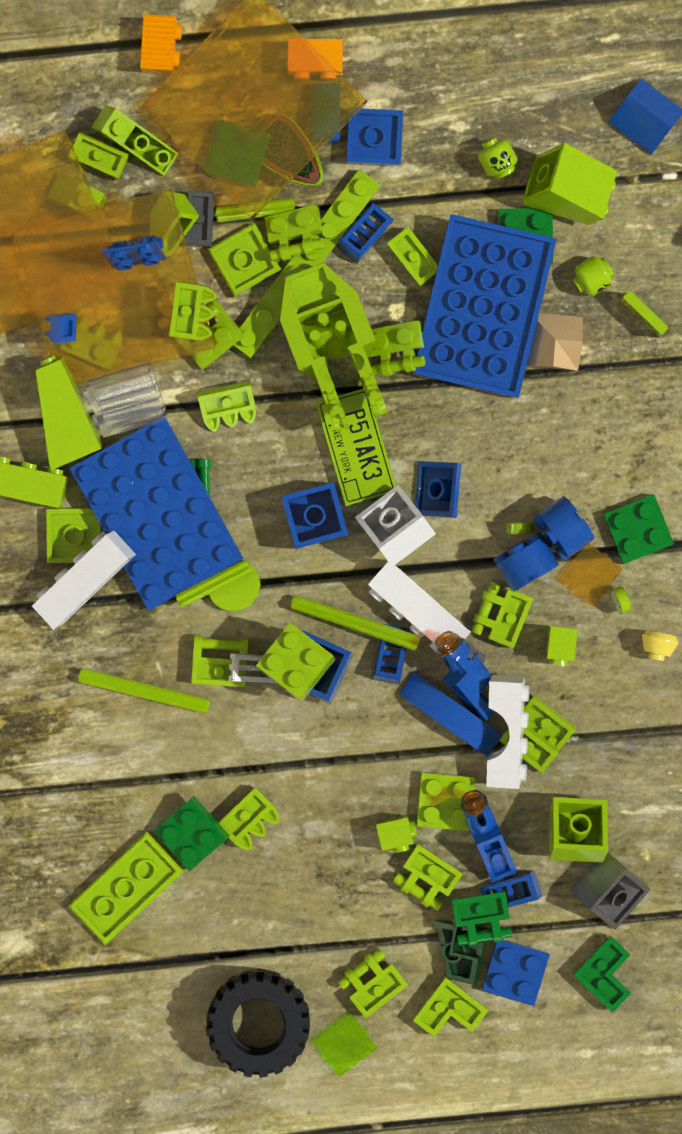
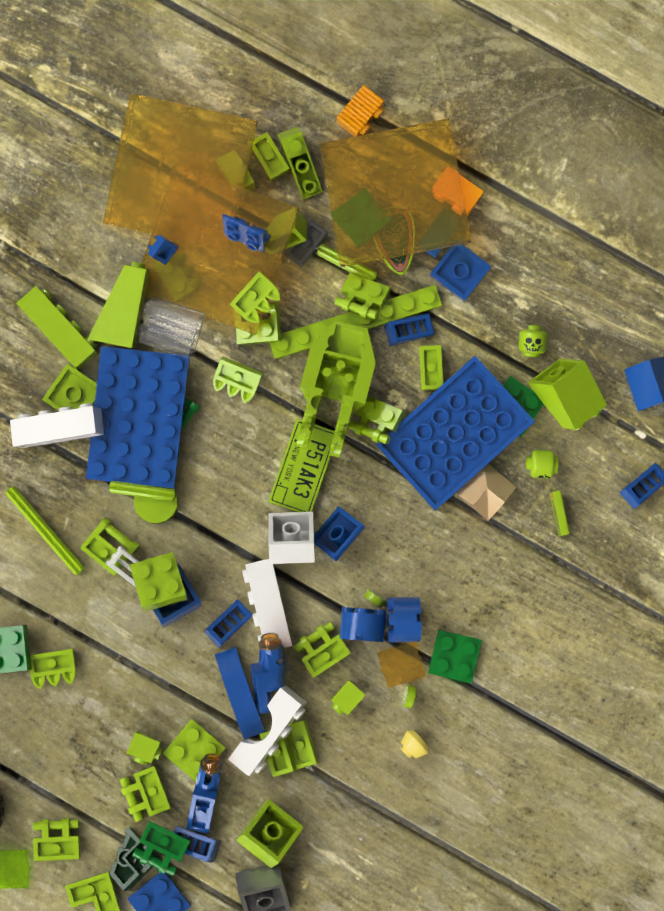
camera: 30 degrees right, 5 degrees down
(244, 259) = (316, 291): lime tile -> none
(314, 515) = (242, 493): blue brick -> none
(355, 622) = (218, 585): lime axle -> none

